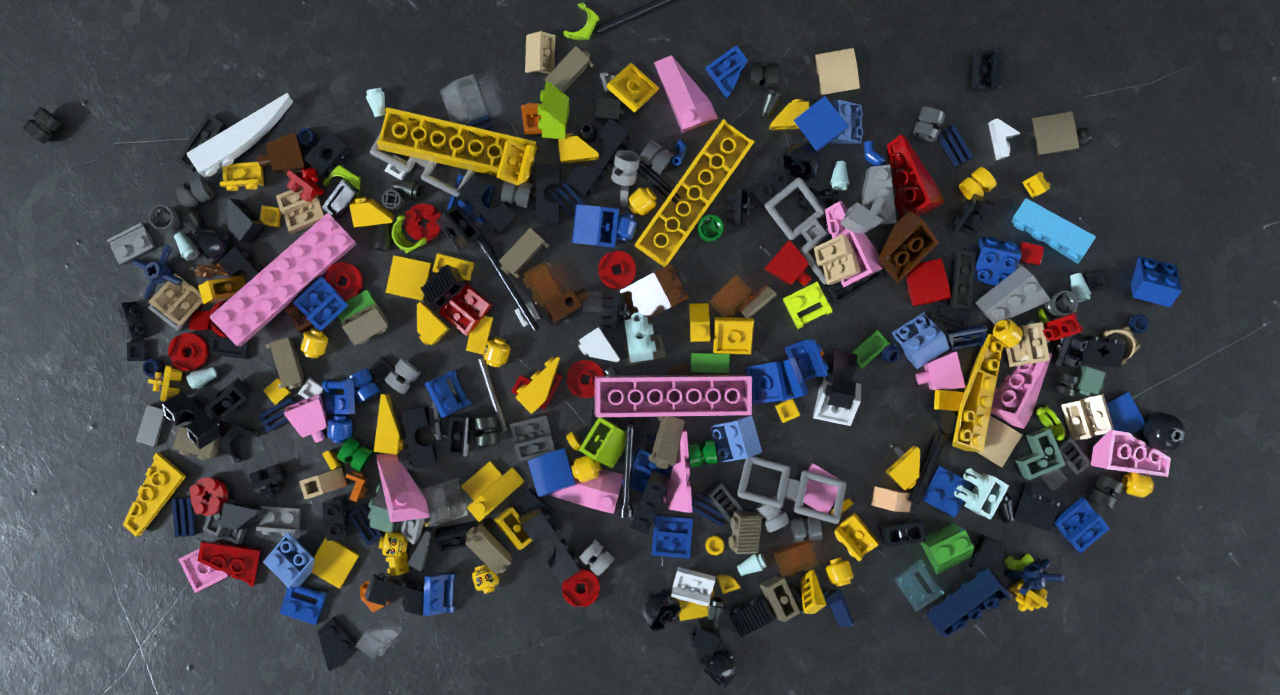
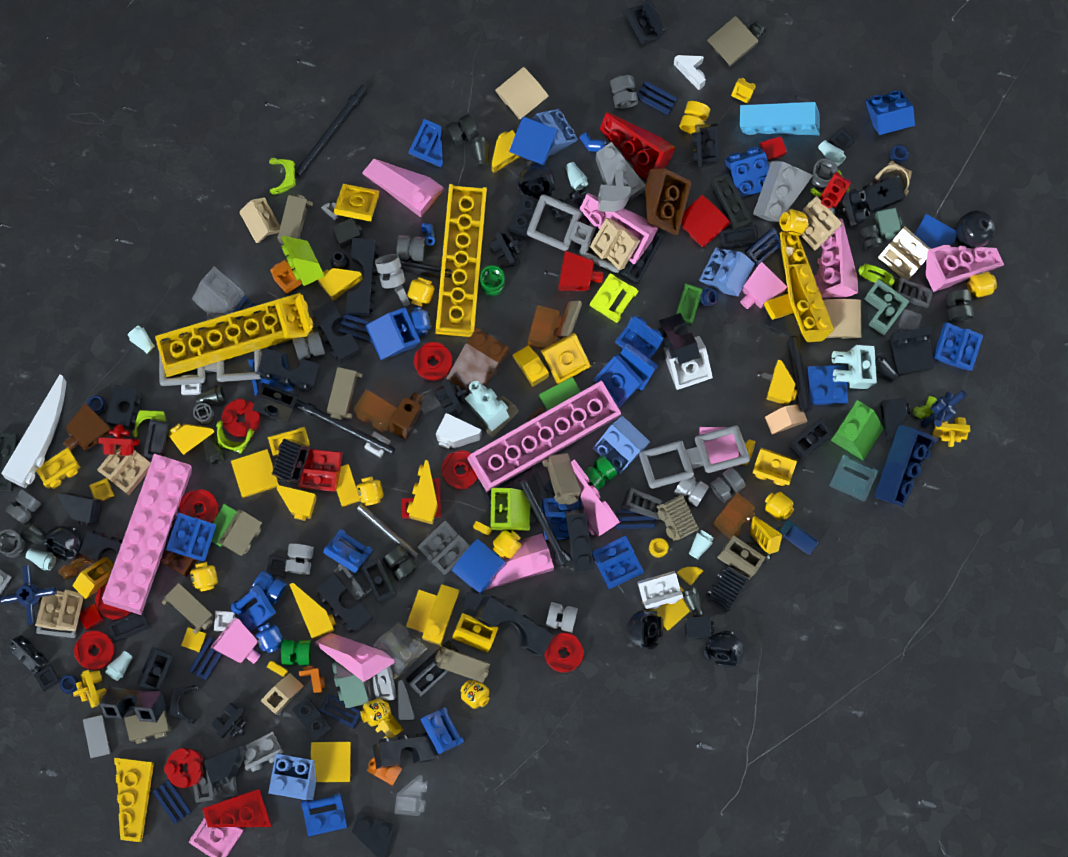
camera: 30 degrees left, 10 degrees down
(787, 410) = (650, 396): yellow tile -> none

